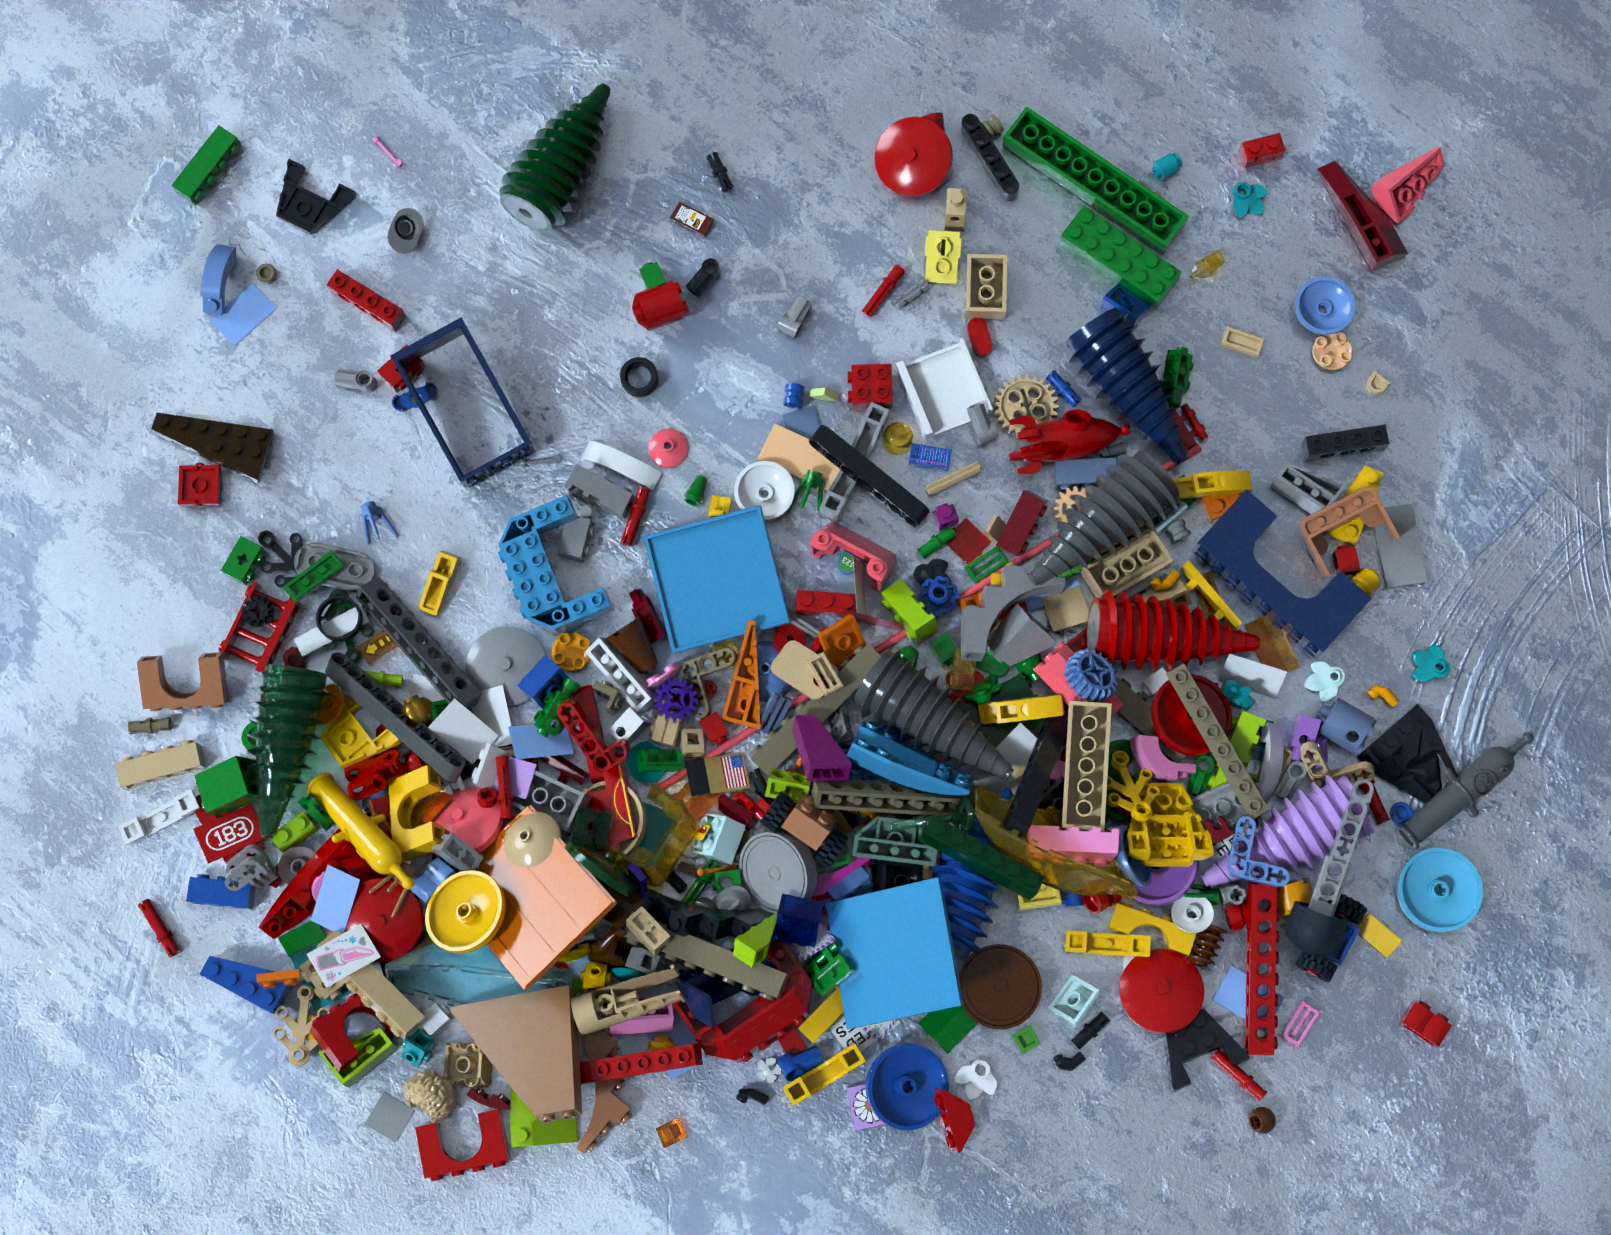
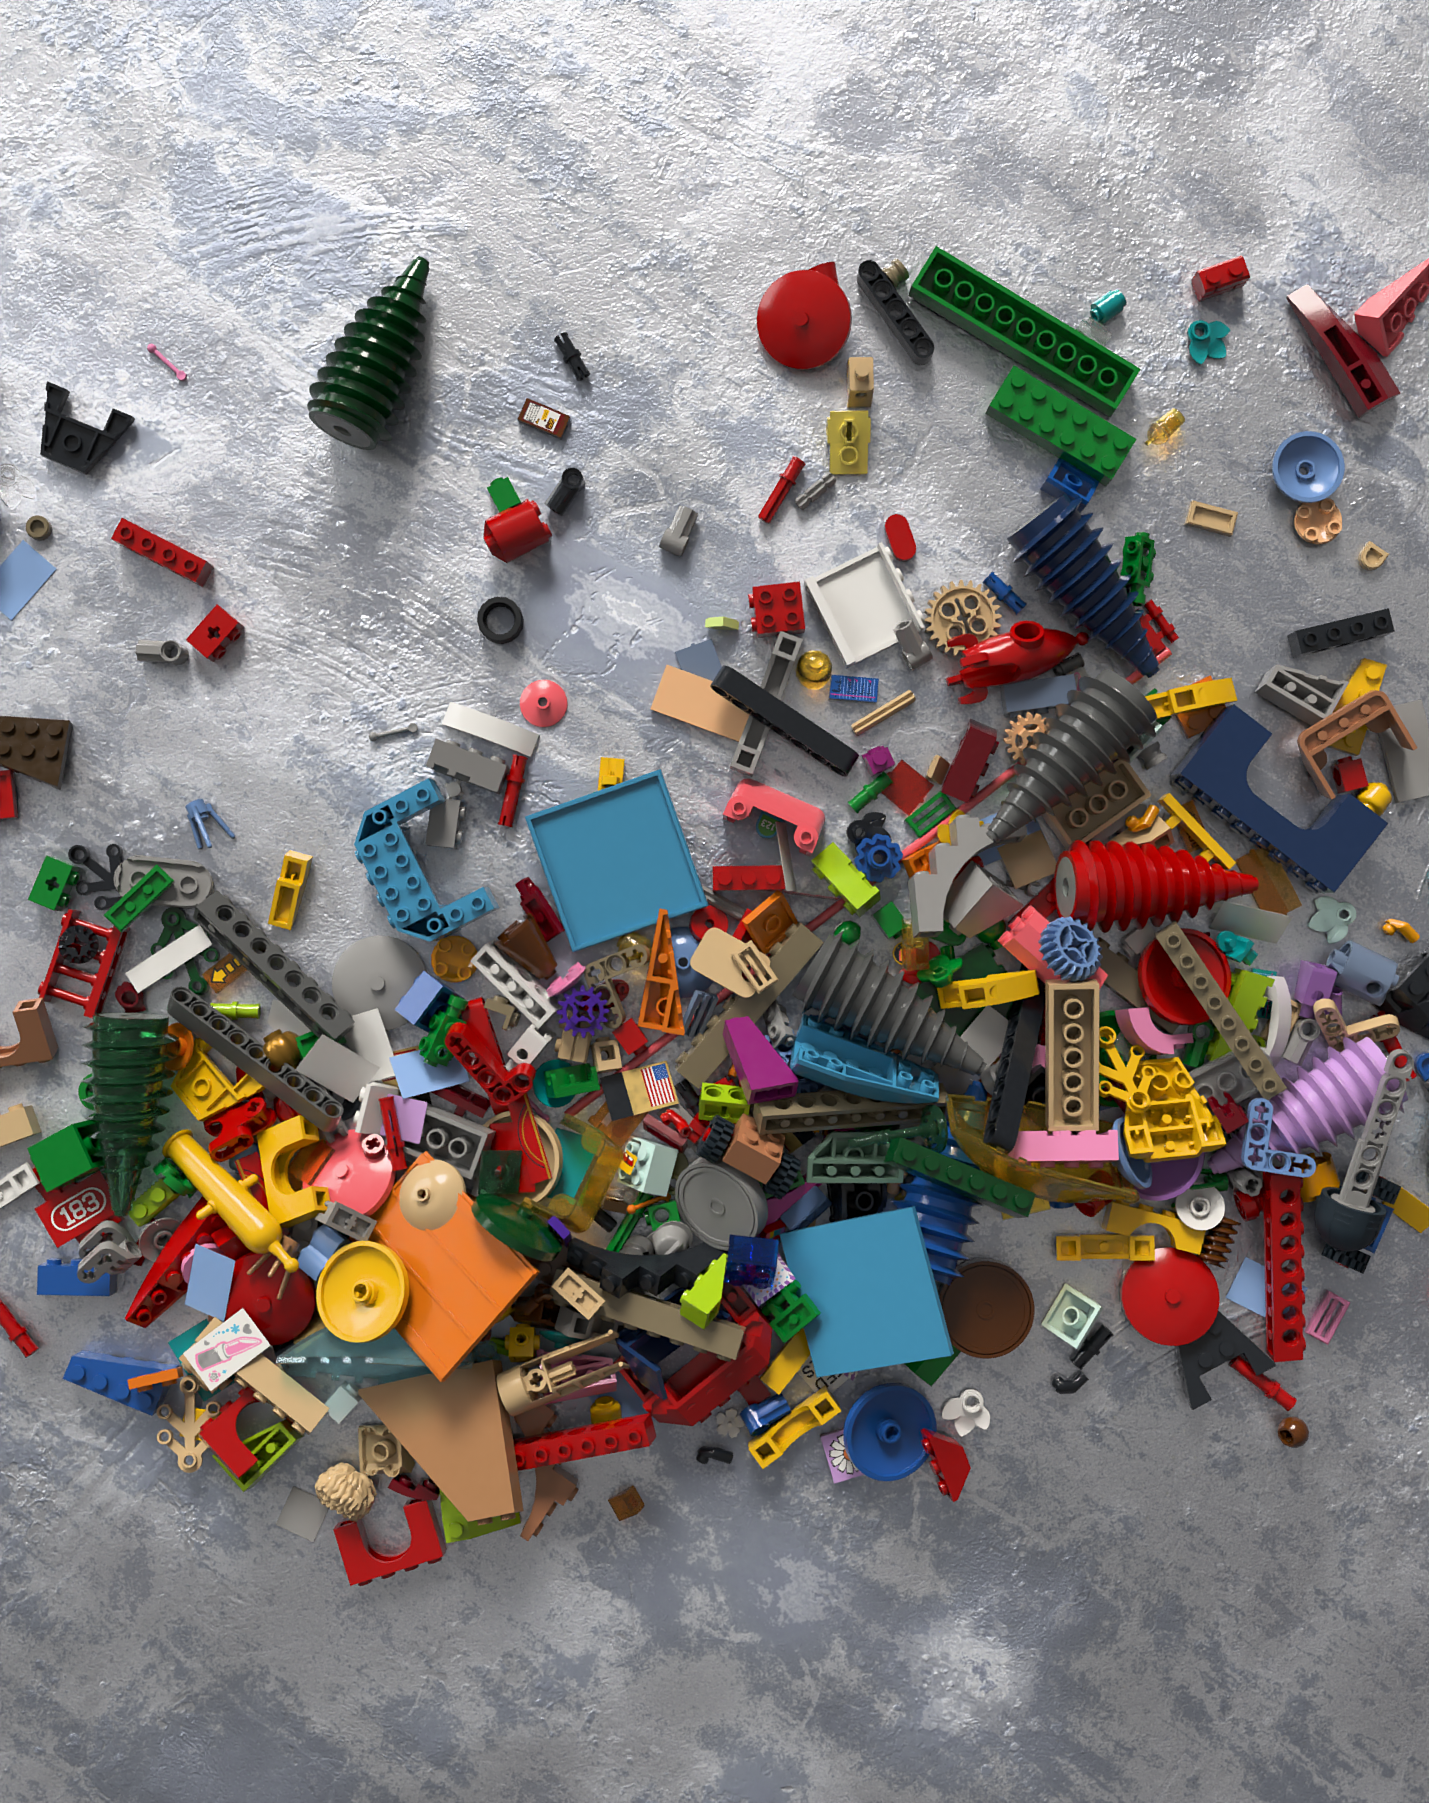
camera: 10 degrees left, 10 degrees up
(302, 938) = (177, 1322): green slope -> none
(330, 600) = (151, 942): black tyre -> none
(403, 403) = (222, 675): blue piece -> none
(405, 230) = (199, 462): light grey piece -> none
(418, 1048) = (326, 1438): teal brick -> none
(431, 343) = (243, 604): dark blue door -> none
(696, 491) = (582, 754): green cone -> none
(765, 477) = (660, 731): white dish -> none
(793, 395) = (686, 628): blue wheel -> none
(810, 480) = (718, 731): green plant -> none
(986, 286) = (904, 475): tan brick -> none
(1026, 1039) = (1019, 1363): bright green plate -> none

